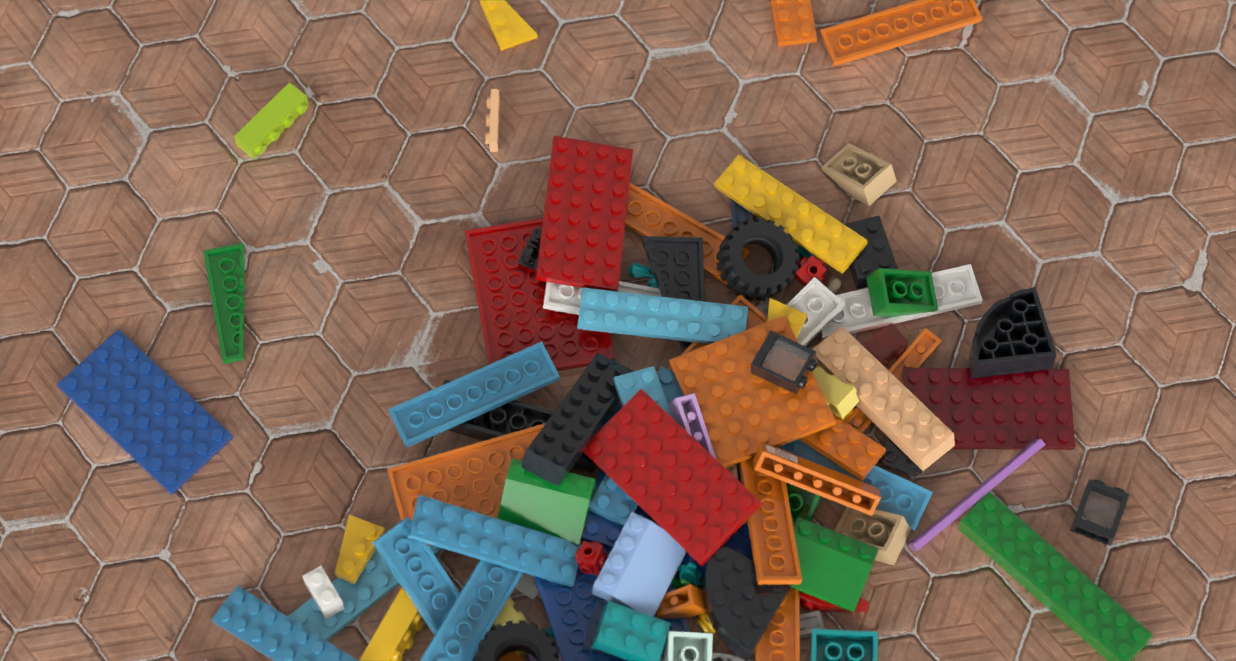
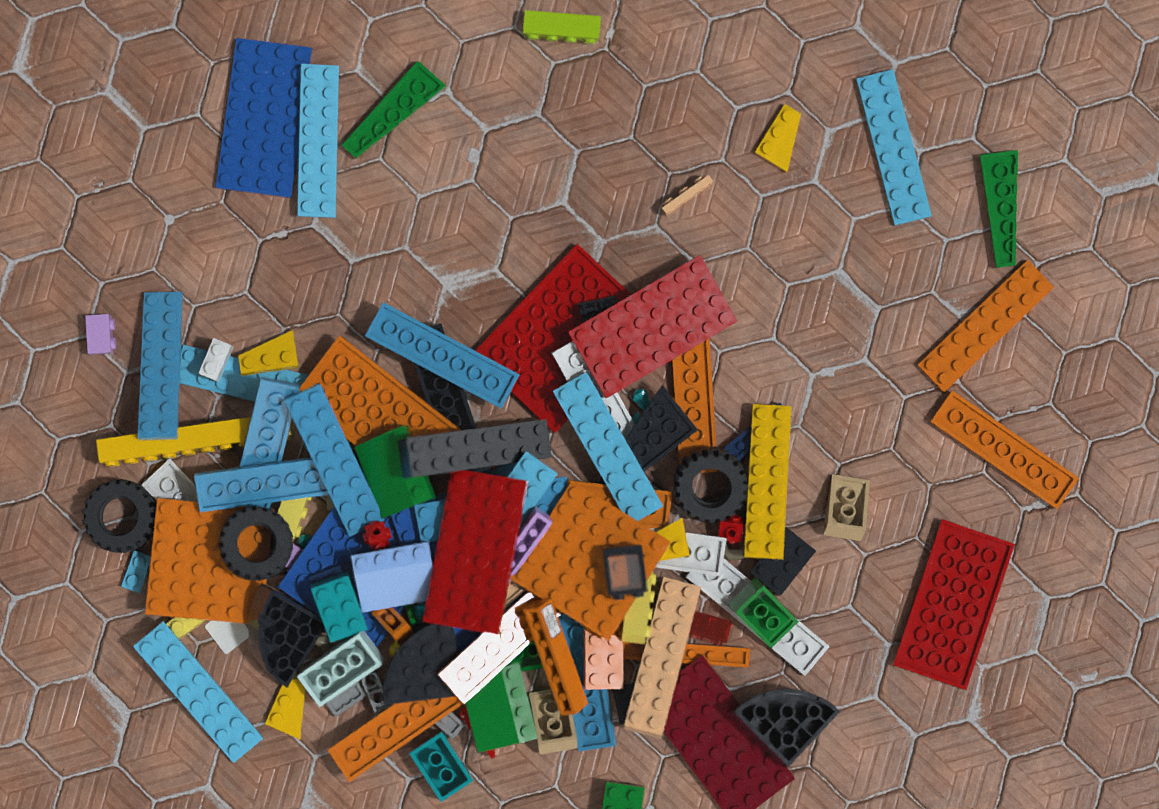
camera: 55 degrees right, 20 degrees up
(202, 378) = (317, 141): none -> medium azure plate
(976, 494) = (638, 779): medium lavender tile -> none
(1005, 147) = (953, 604): none -> red plate

